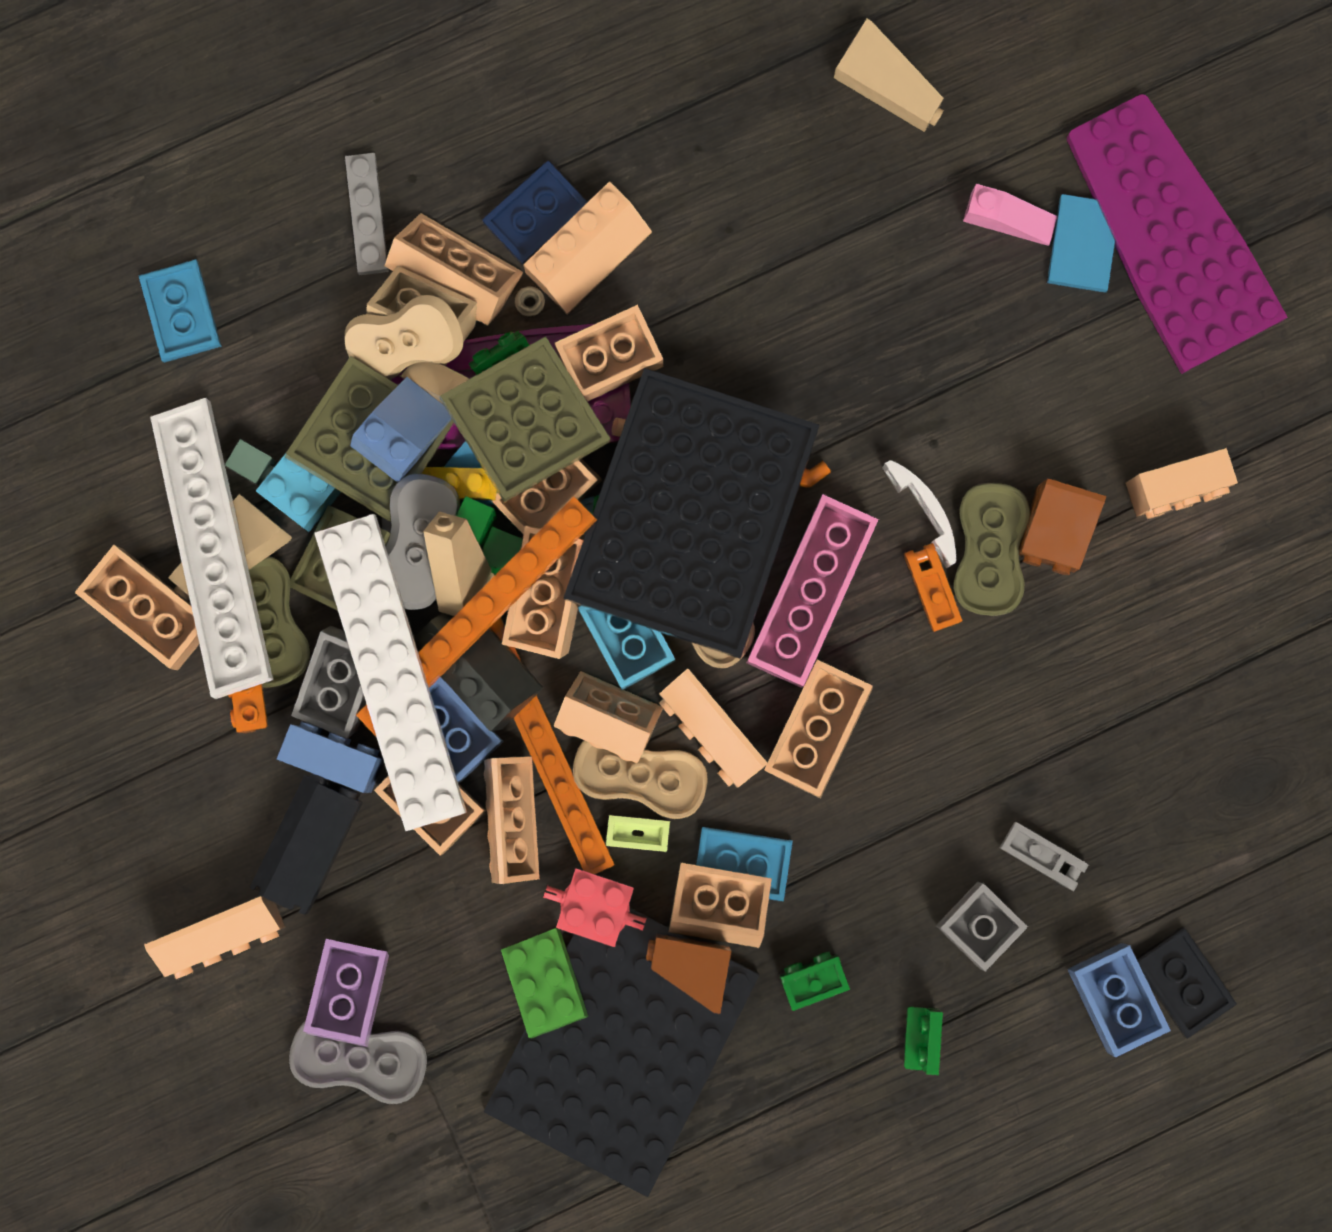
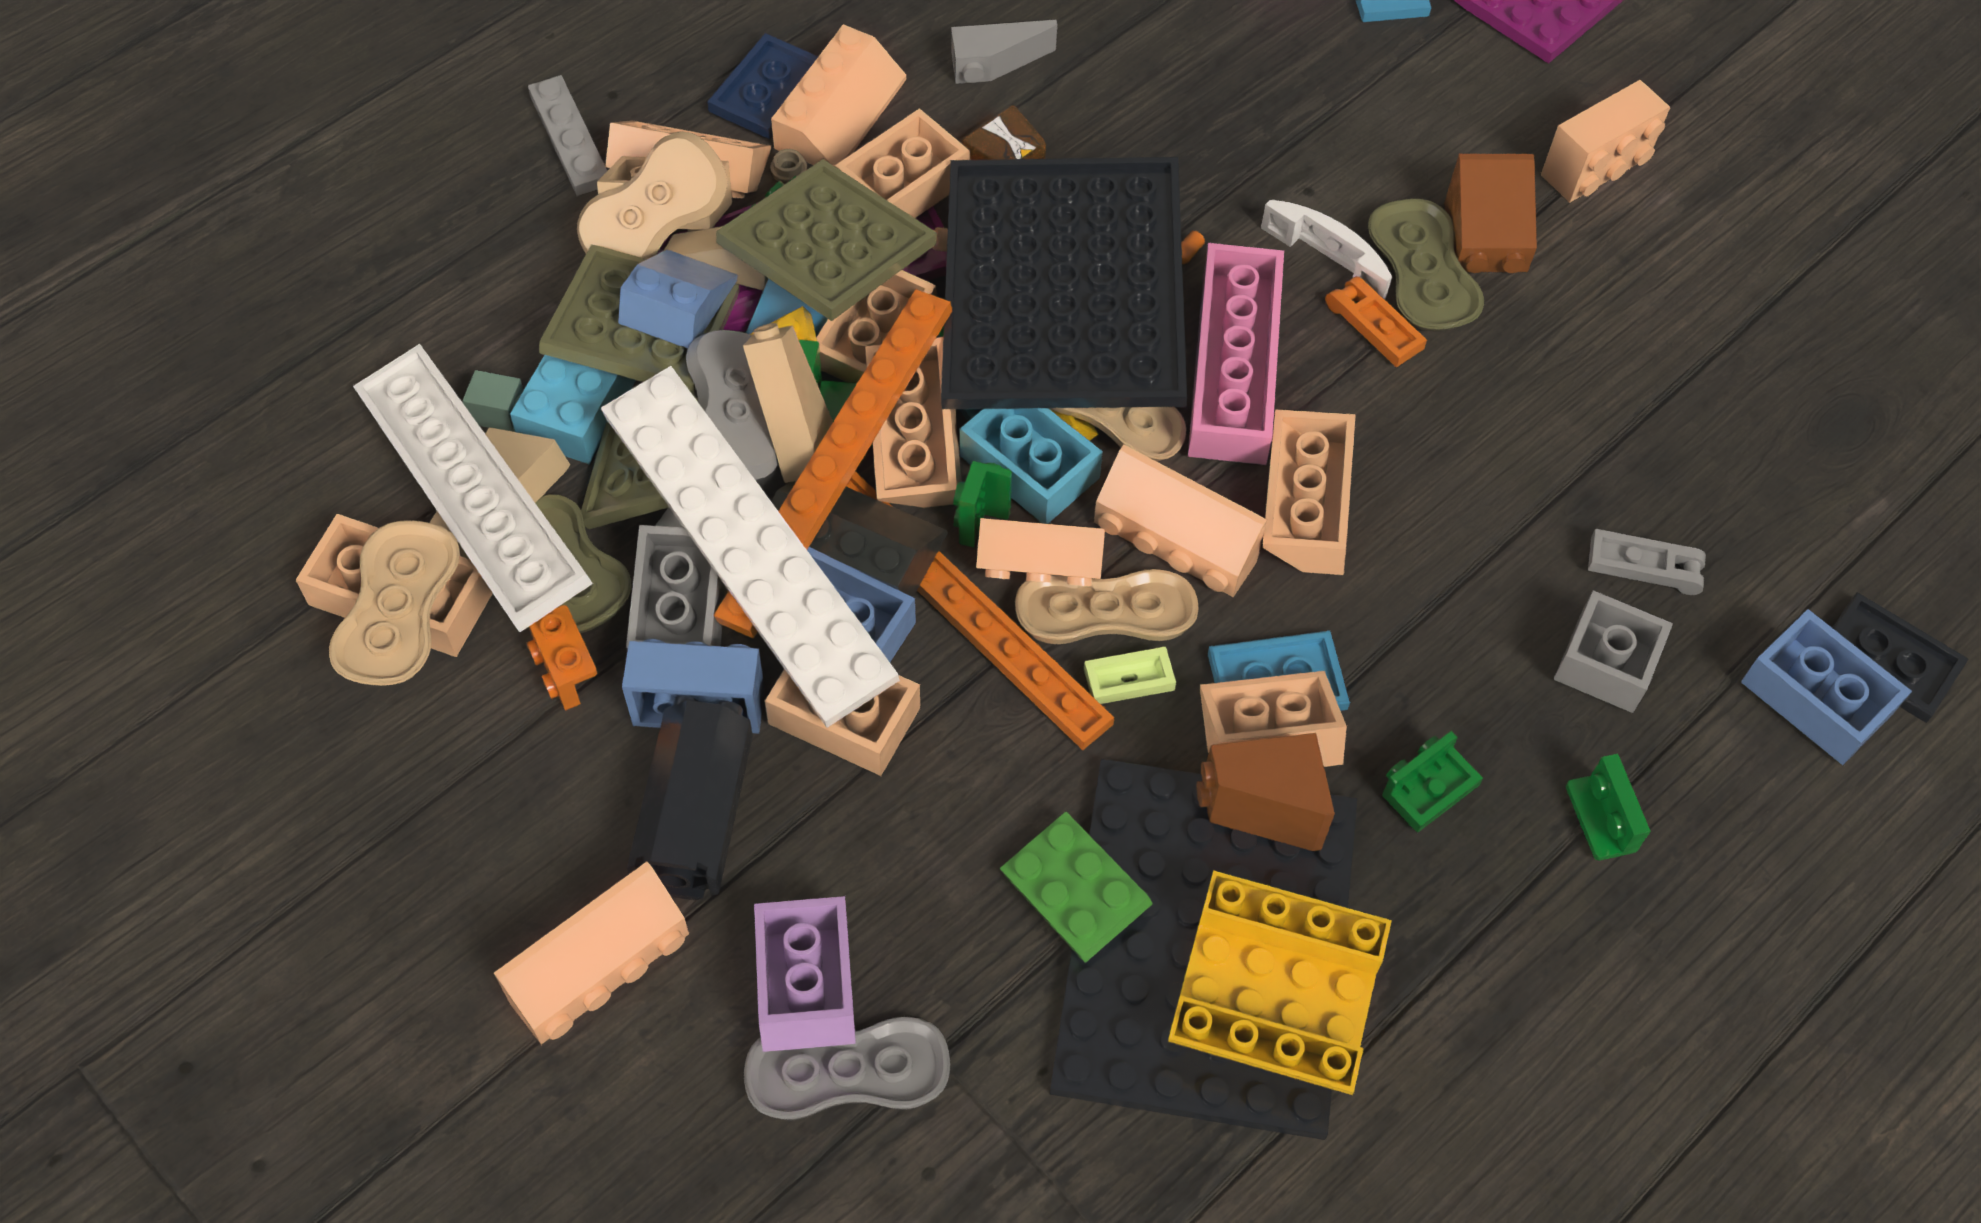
camera: 15 degrees left, 25 degrees down
(148, 619) = (389, 626): none -> tan plate
(180, 311) = (365, 278): dark azure tile -> none
(511, 819) = (956, 695): light nougat slope -> none
(567, 668) = (983, 493): none -> green bracket
(595, 907) = (1109, 769): coral plate -> none
(646, 1104) = (1280, 982): none -> yellow slope
(705, 341) = (1006, 137): none -> clear orange torso
(726, 232) = (994, 50): none -> light grey slope

